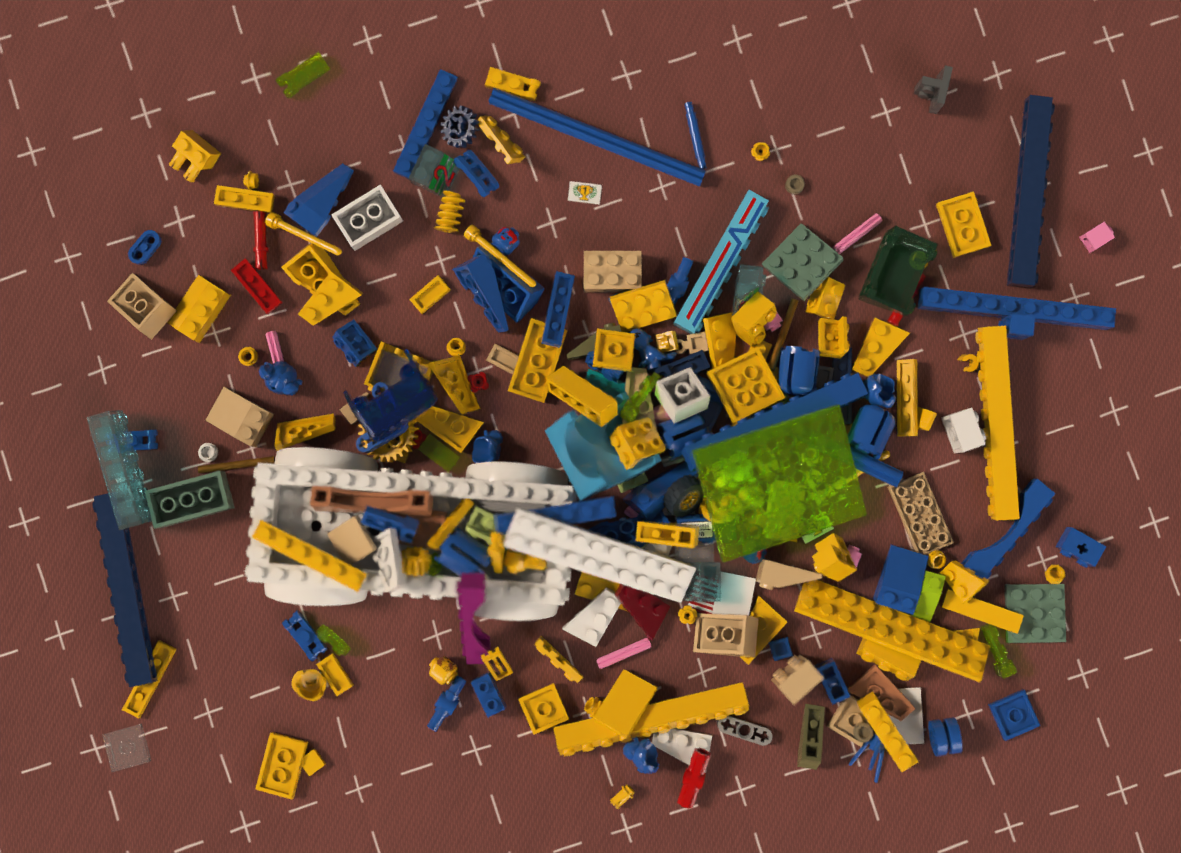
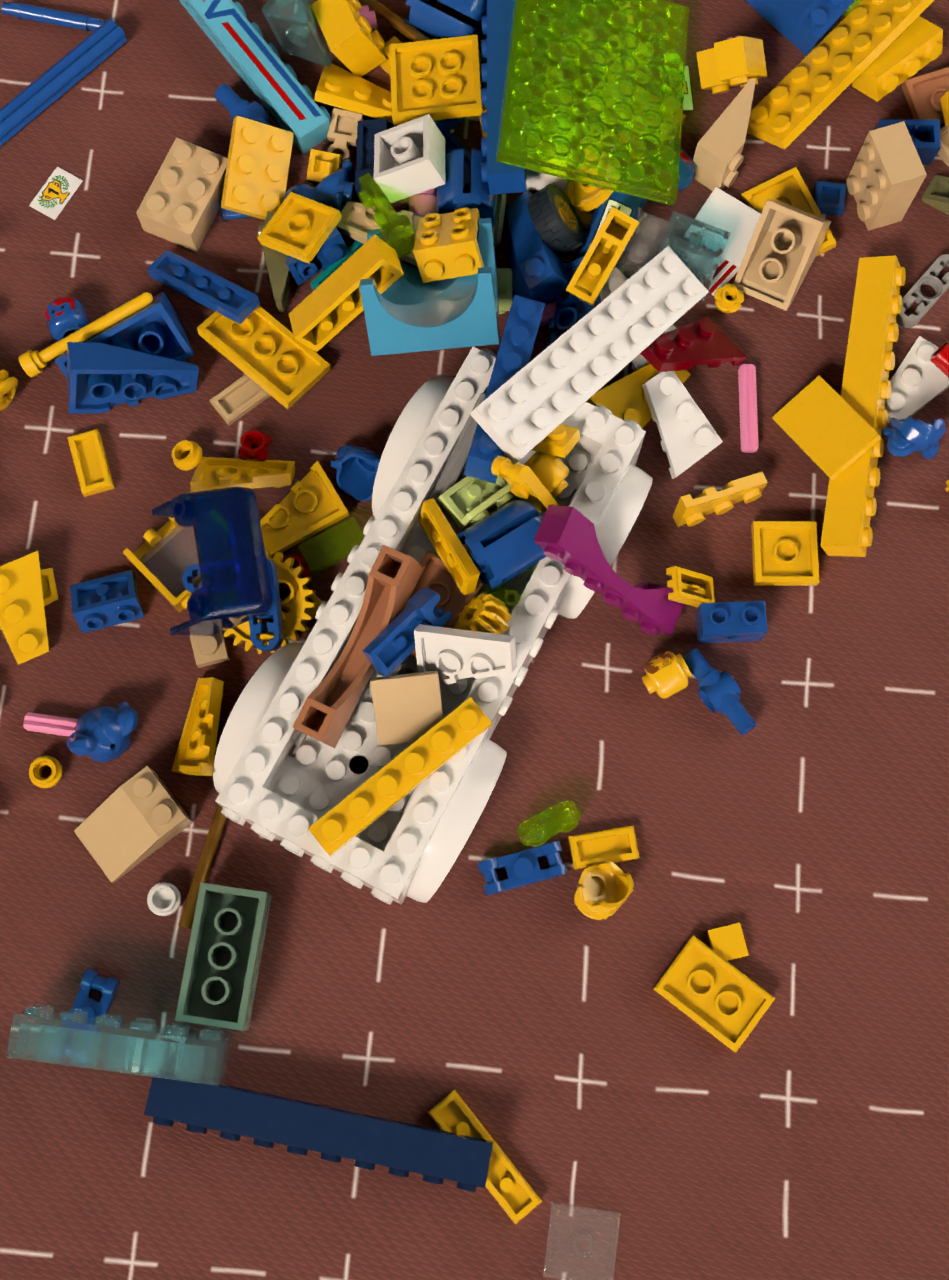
camera: 70 degrees left, 10 degrees down
(592, 706) = (811, 480): yellow plate -> none

